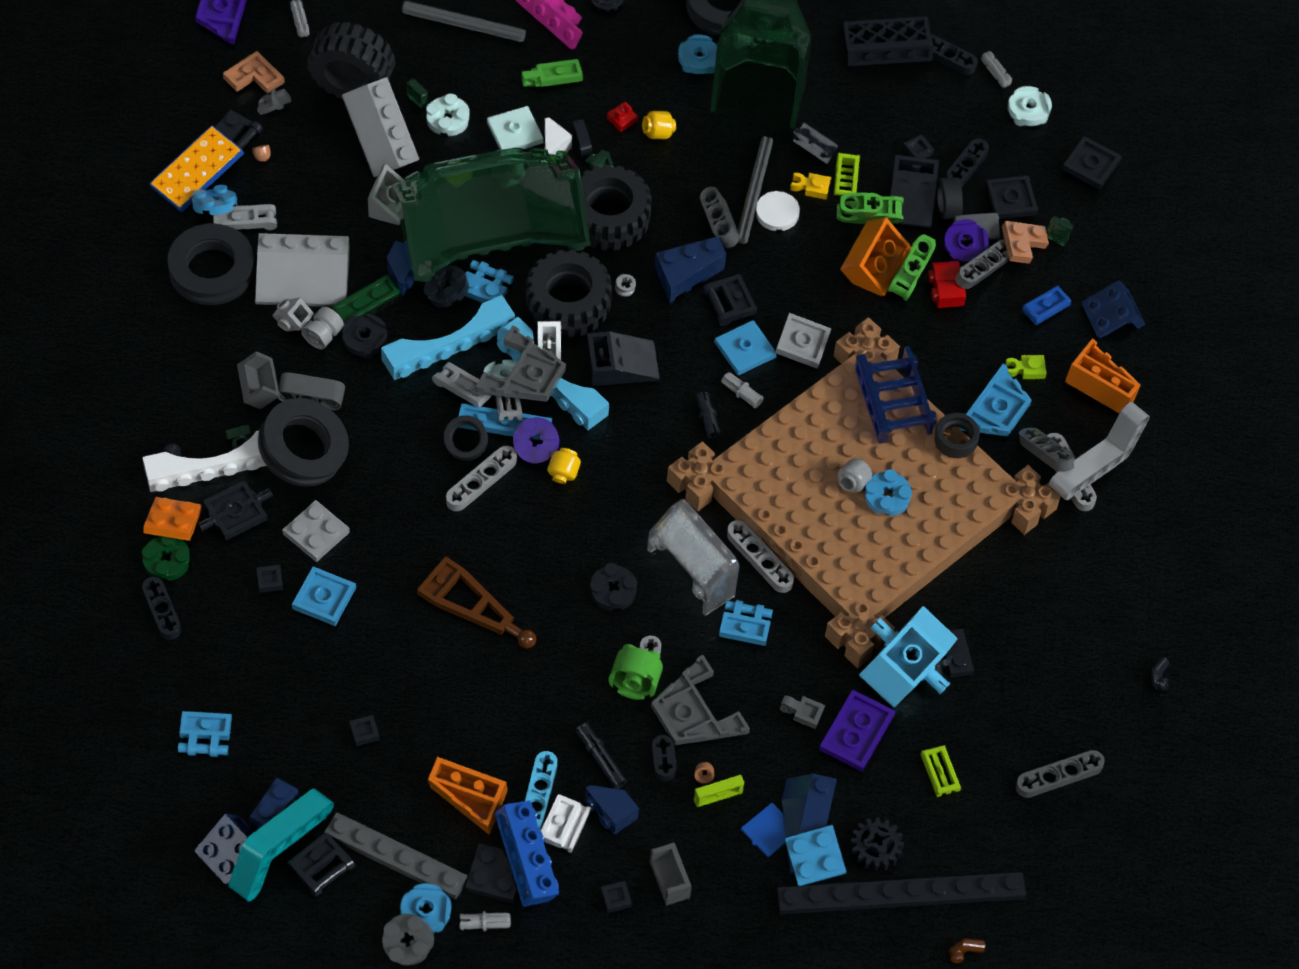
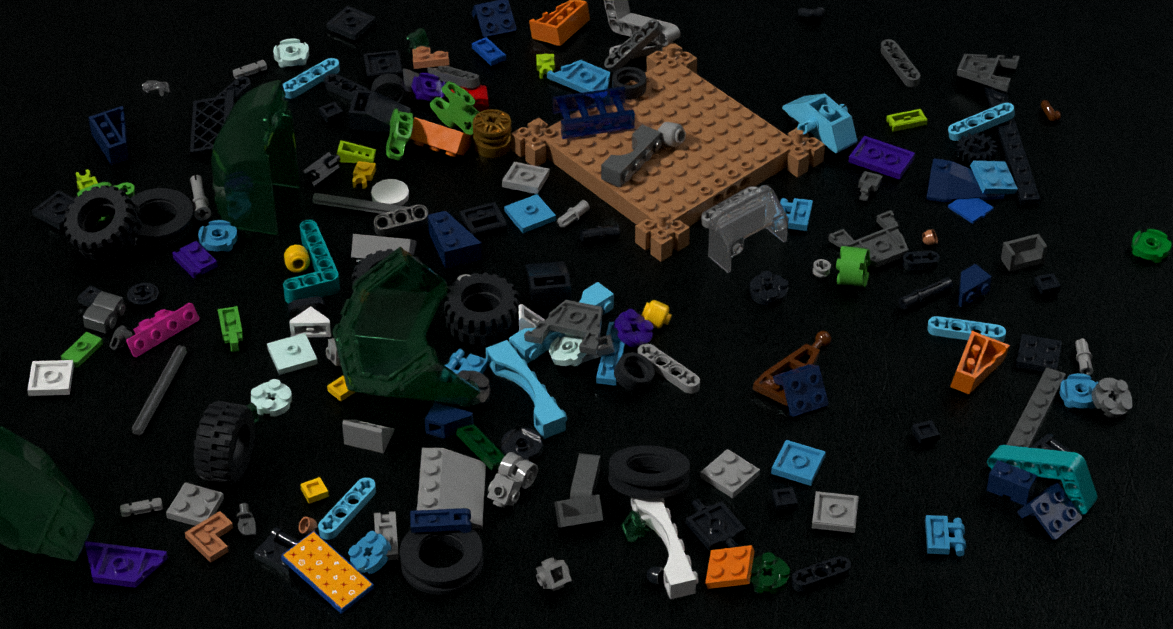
camera: 85 degrees left, 15 degrees down
(171, 356) = (559, 576): none -> light grey brick
(242, 252) = (441, 520): none -> dark blue plate
(247, 627) = (835, 512): none -> light grey plate
(288, 183) = (344, 507): none -> medium azure beam
(293, 61) = (194, 504): none -> light grey plate
(310, 155) = (314, 490): none -> yellow plate
(380, 126) = (299, 423): light grey slope -> none
(432, 600) = (803, 389): none -> dark blue bracket
(460, 383) = (576, 376): light grey plate -> none
(527, 853) = (1027, 324): blue brick -> none
(565, 823) = (989, 312): white plate -> none
(600, 160) = (337, 295): clear green tile -> none
(622, 117) = (276, 284): red tile -> none
(652, 147) = (325, 276): none -> teal beam
(664, 38) = (195, 259): none -> dark purple plate
(677, 204) = (366, 244): none -> light grey slope
(719, 791) = (947, 228): lime tile -> none
(834, 447) = (620, 168): none -> dark grey arch
(876, 298) = (492, 133): none -> pearl gold wheel
(889, 481) = (687, 117): dark azure plate -> none
(927, 855) = (1000, 113): none -> medium azure beam
(982, 130) = (294, 88): none -> medium azure beam
(1050, 868) = (982, 69): none -> dark grey wing

